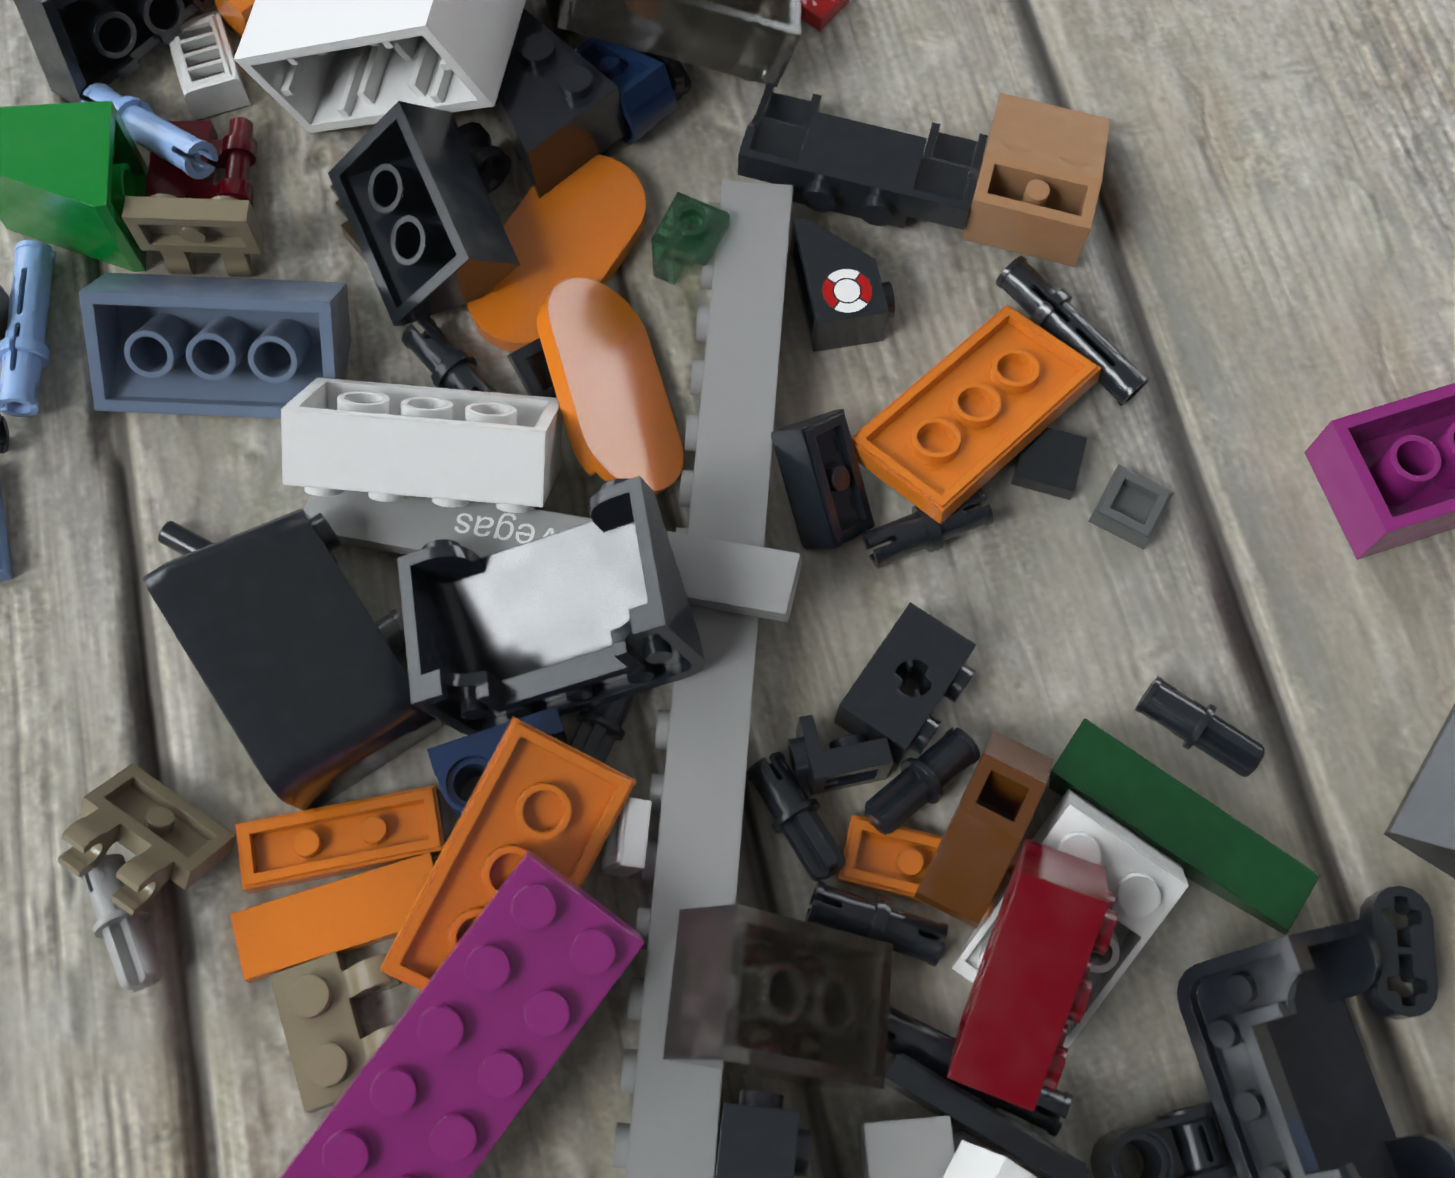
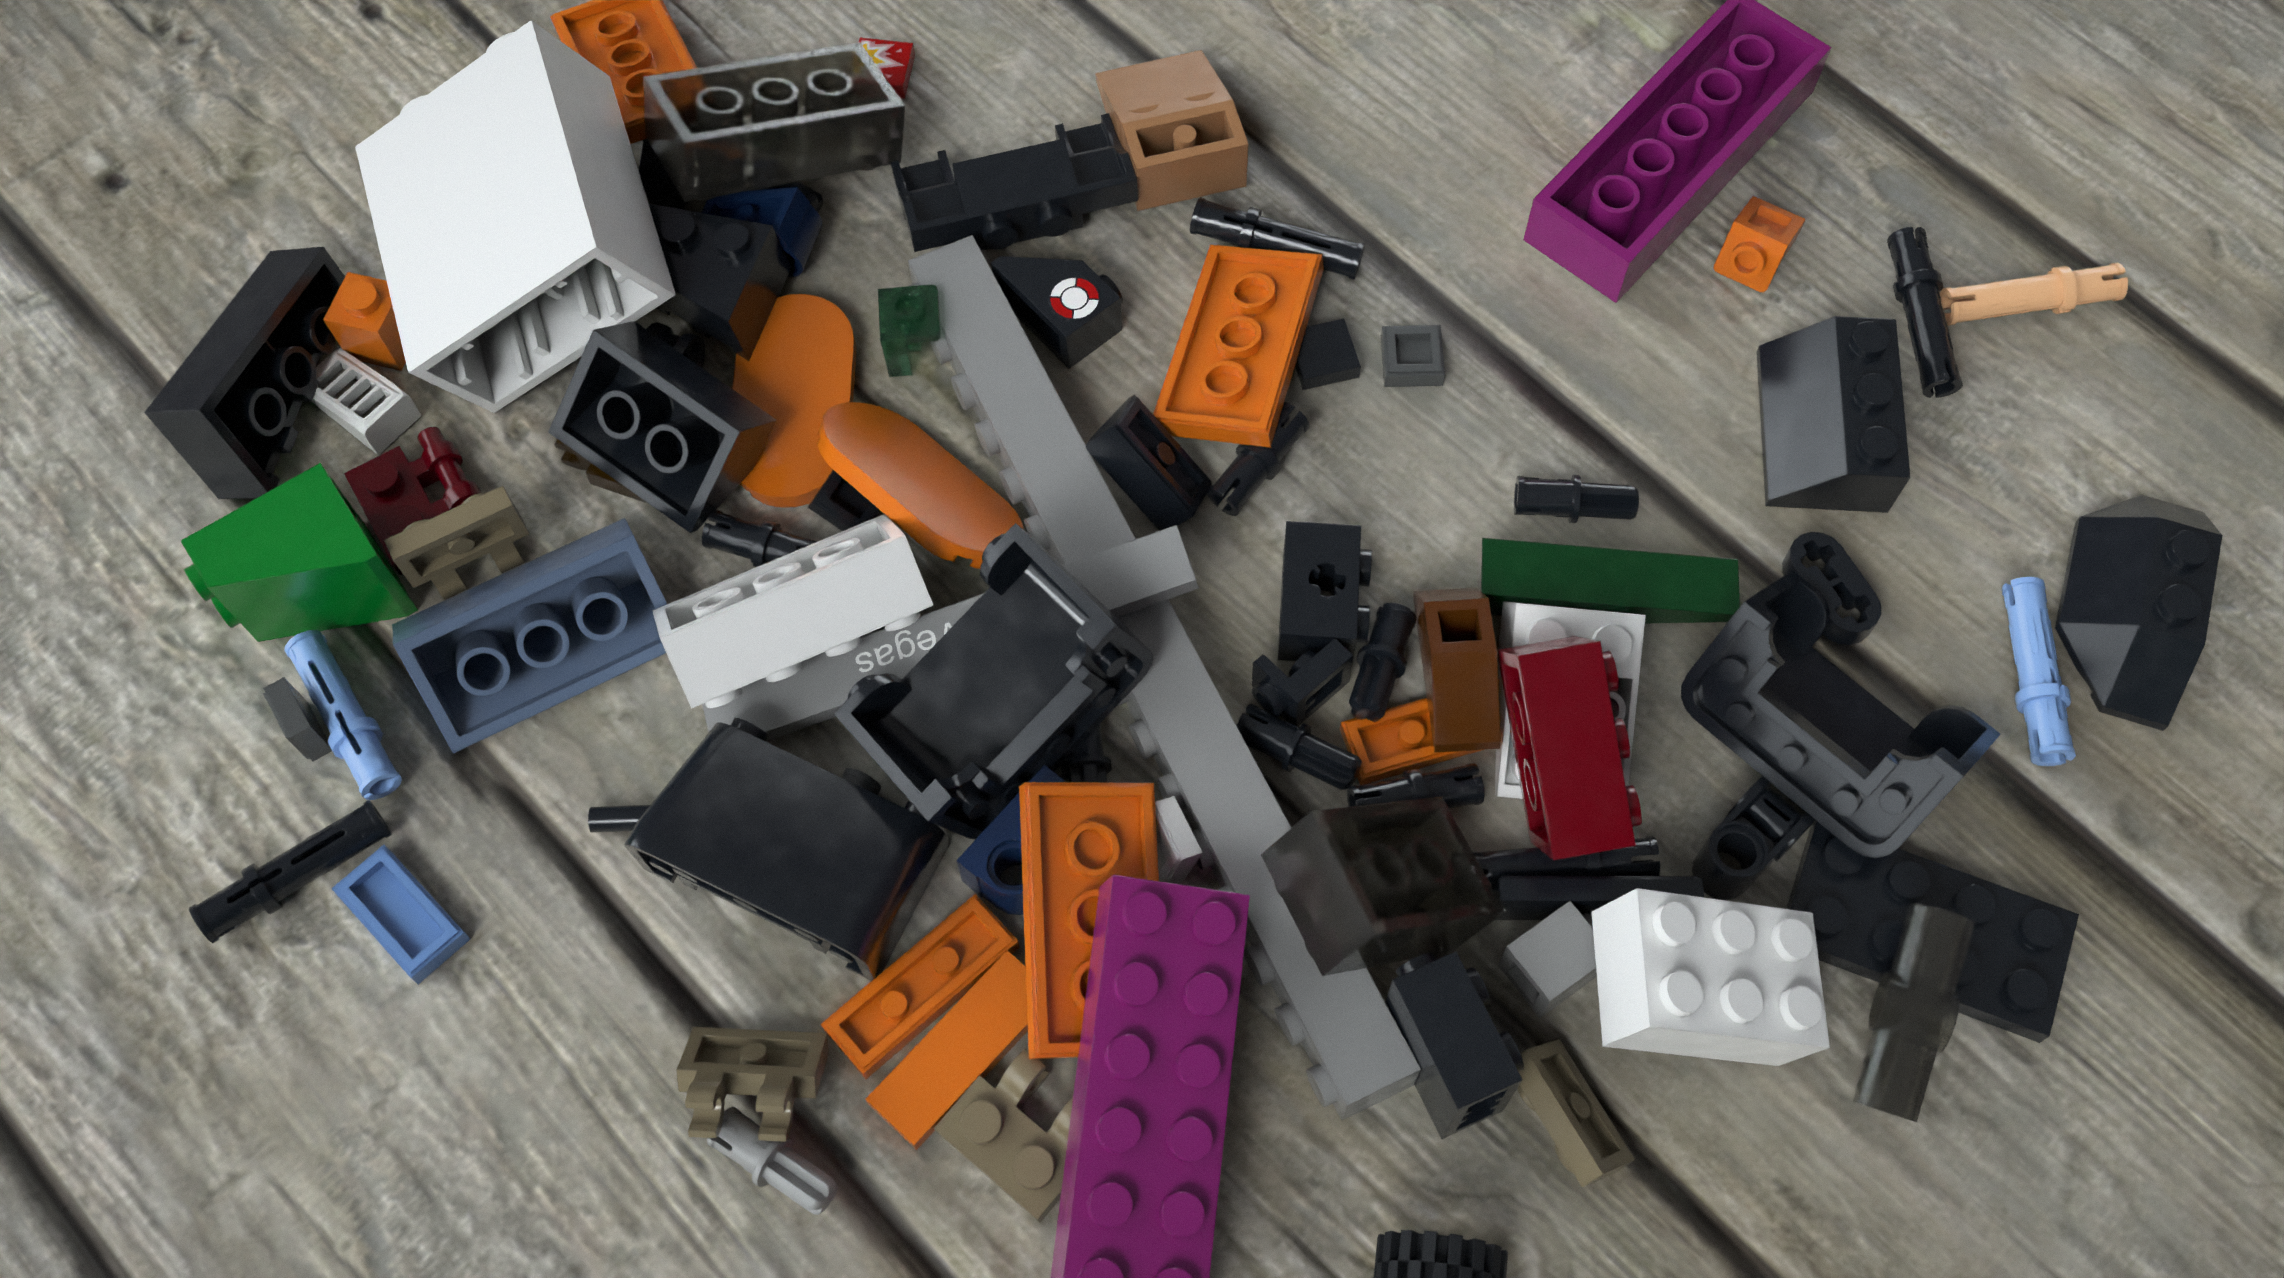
camera: 25 degrees left, 5 degrees down
(158, 134) = (368, 478): light blue pin -> none

